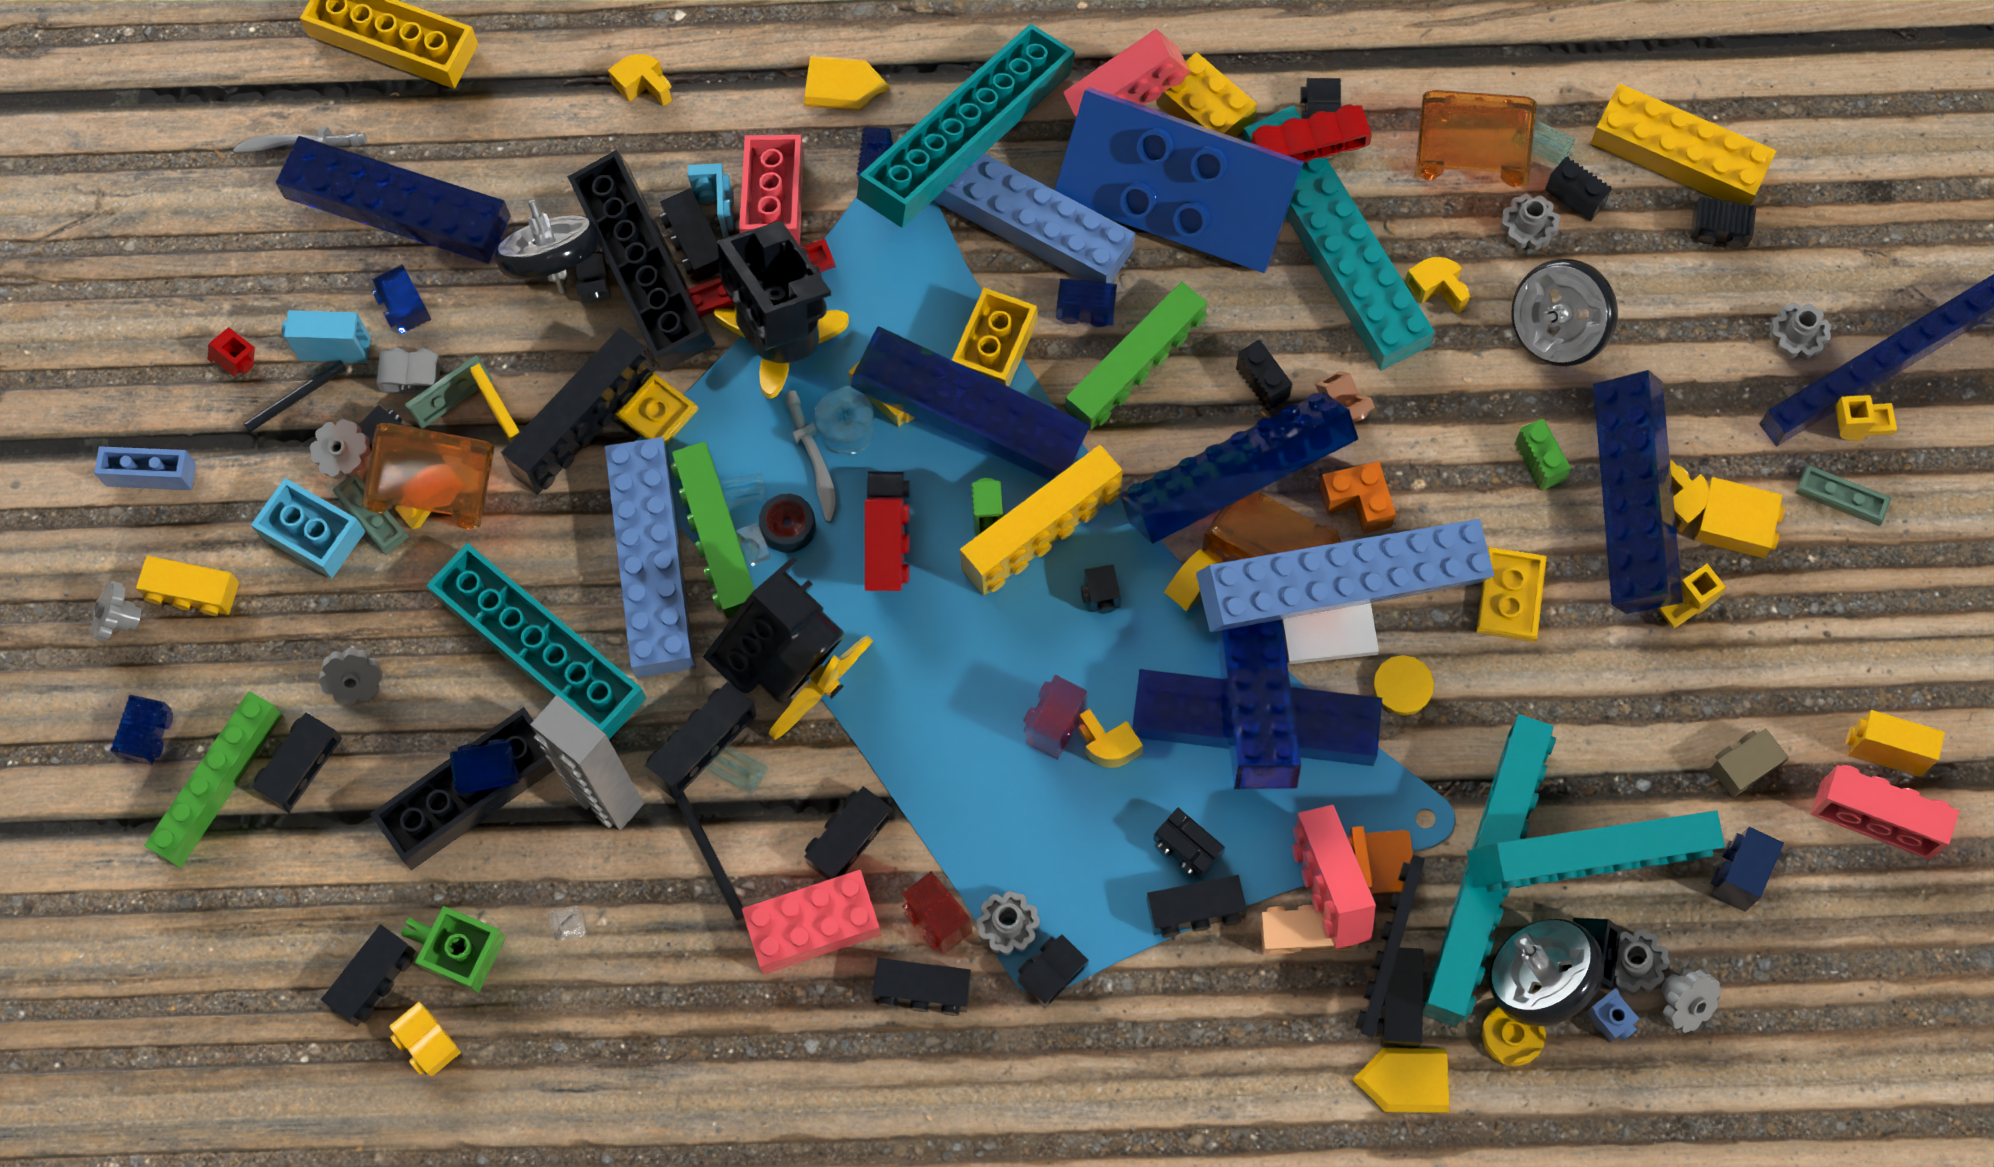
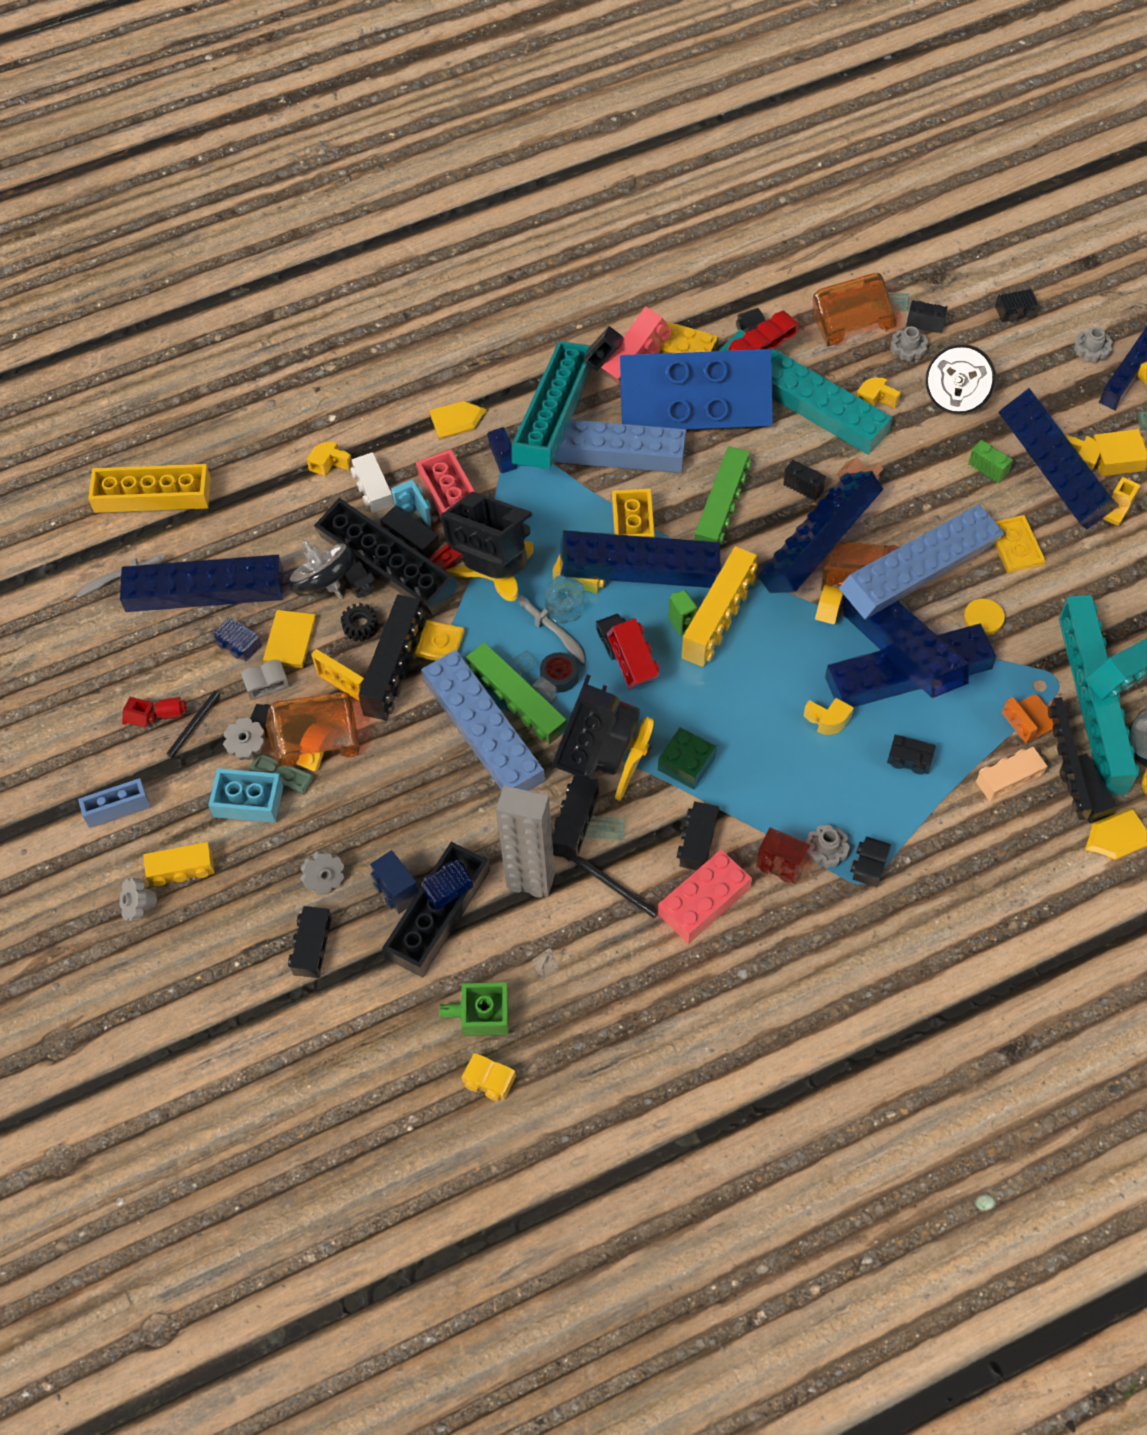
camera: 25 degrees left, 10 degrees down
(142, 730) = (192, 966): clear blue brick -> none
(214, 780) = (259, 976): bright green brick -> none
(274, 362) = (170, 708): none -> red brick
(327, 336) = (200, 676): medium azure brick -> none
(369, 976) = (430, 1053): black brick -> none
(429, 728) = (394, 881): none -> dark blue brick
(445, 393) = (298, 679): sand green tile -> none
(469, 323) = (290, 638): none -> yellow tile
(535, 640) = (425, 801): teal brick -> none
(560, 326) = (359, 631): none -> black tyre
(679, 137) = (371, 482): none -> white brick
(888, 719) = (686, 758): none -> dark green brick
(921, 986) = (795, 905): black brick -> none
(1055, 717) = (790, 712): clear pink brick -> none
(1074, 65) = (602, 348): none -> black brick
(1086, 302) = (675, 480): clear blue brick -> none
(1101, 589) = (775, 633): black brick -> none
(1196, 906) = (936, 787): black brick -> none
(1331, 635) = (930, 601): white tile -> none
(1333, 877) = (1014, 730): coral brick -> none
(1362, 489) = (899, 519): orange brick -> none
(1682, 146) = (970, 274): yellow brick -> none

